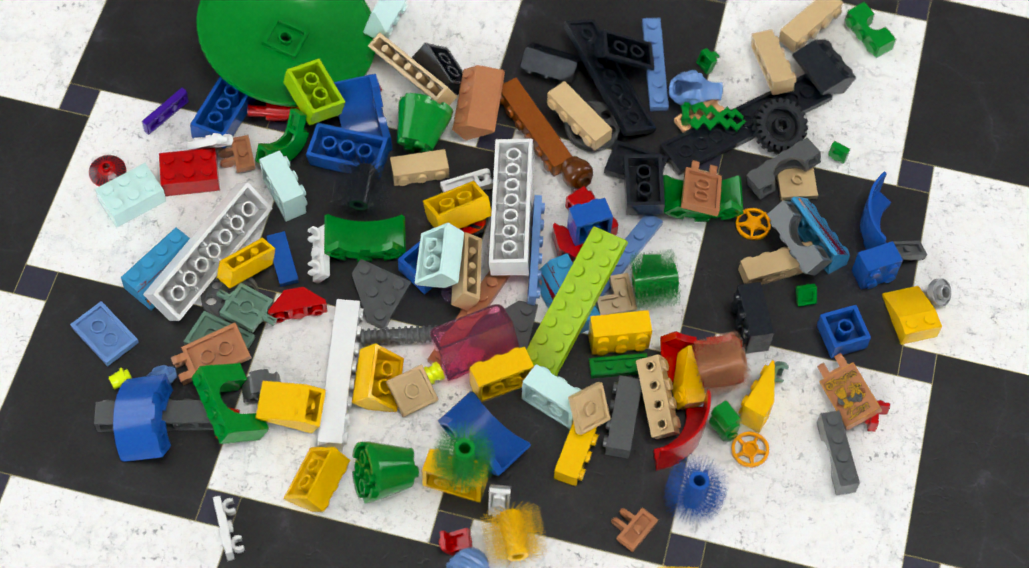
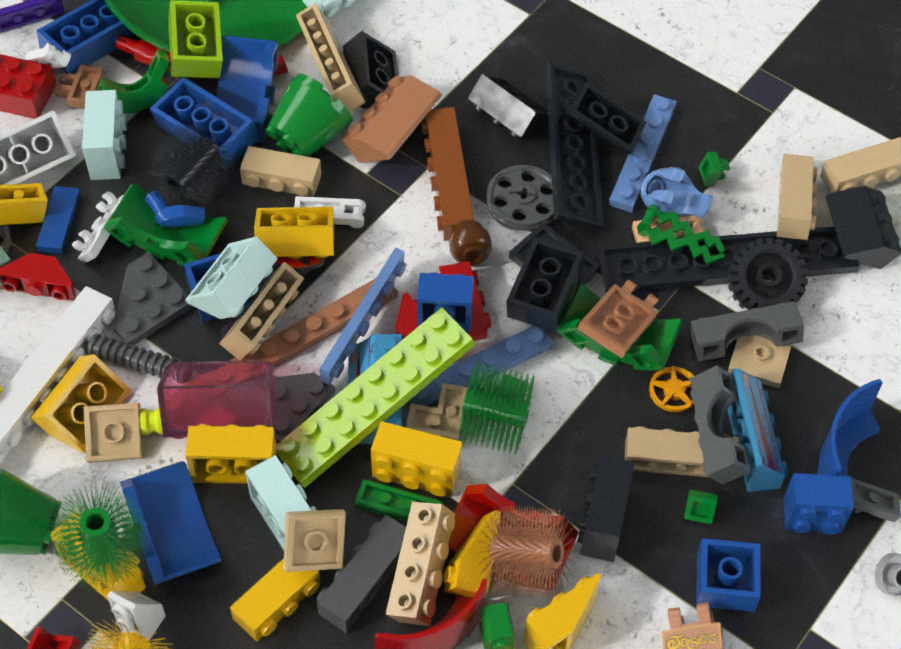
camera: 25 degrees right, 5 degrees down
(364, 228) = (175, 215): none -> blue arm
(511, 207) = (359, 253): white brick -> none
(579, 116) = (507, 176): tan brick -> none
(779, 367) = (613, 591): sand green arm -> none
(839, 152) = (835, 339): green plate -> none
(912, 315) = (841, 591): yellow slope -> none

